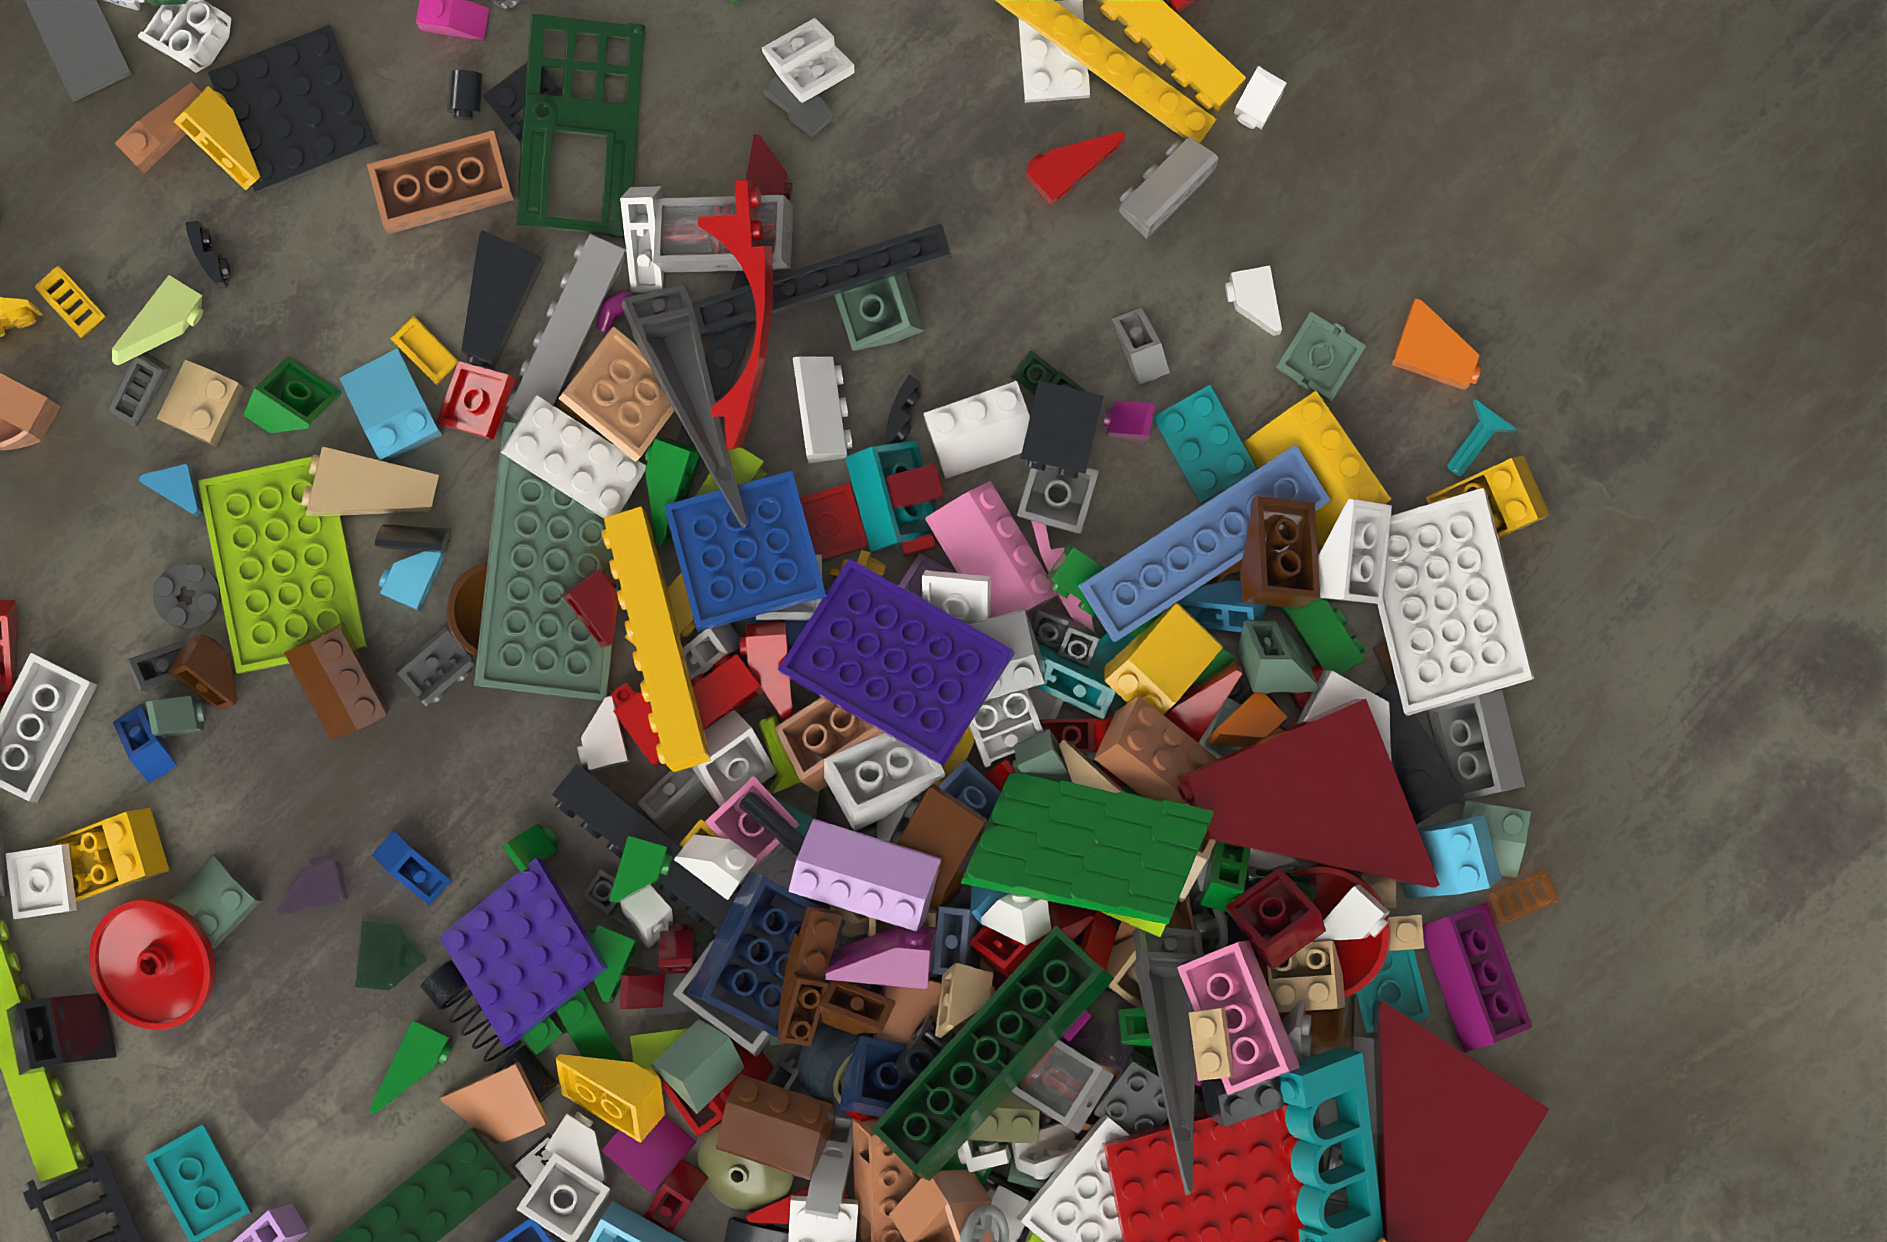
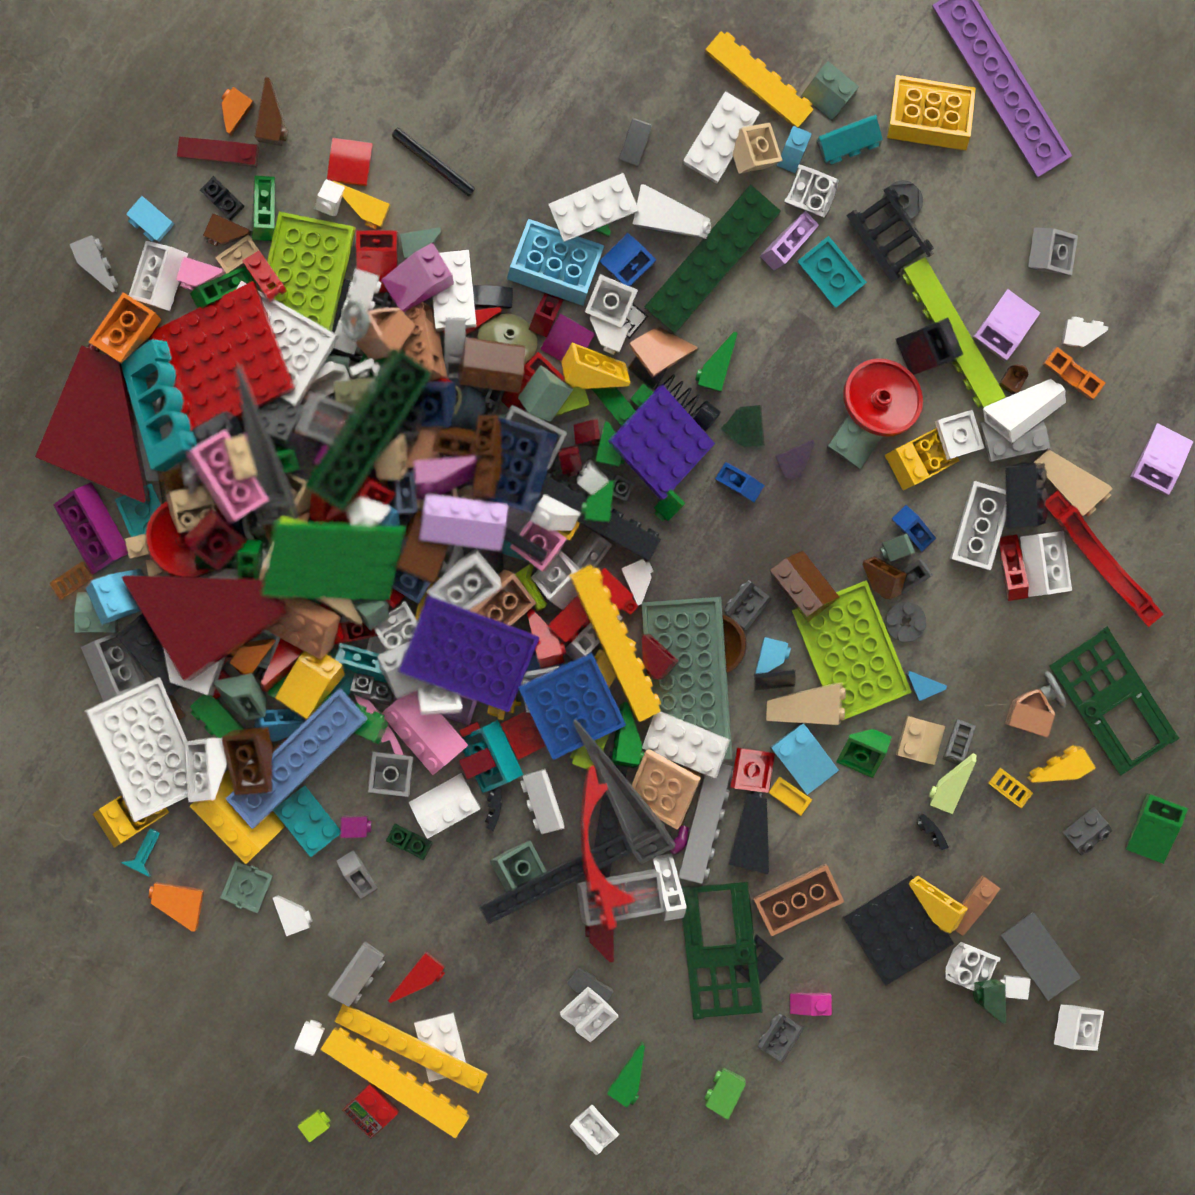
camera: 165 degrees right, 5 degrees up
(464, 94) = (794, 957): black brick -> none
(1061, 429) = (394, 813): black slope -> none
(1355, 917) = (168, 548): white slope -> none

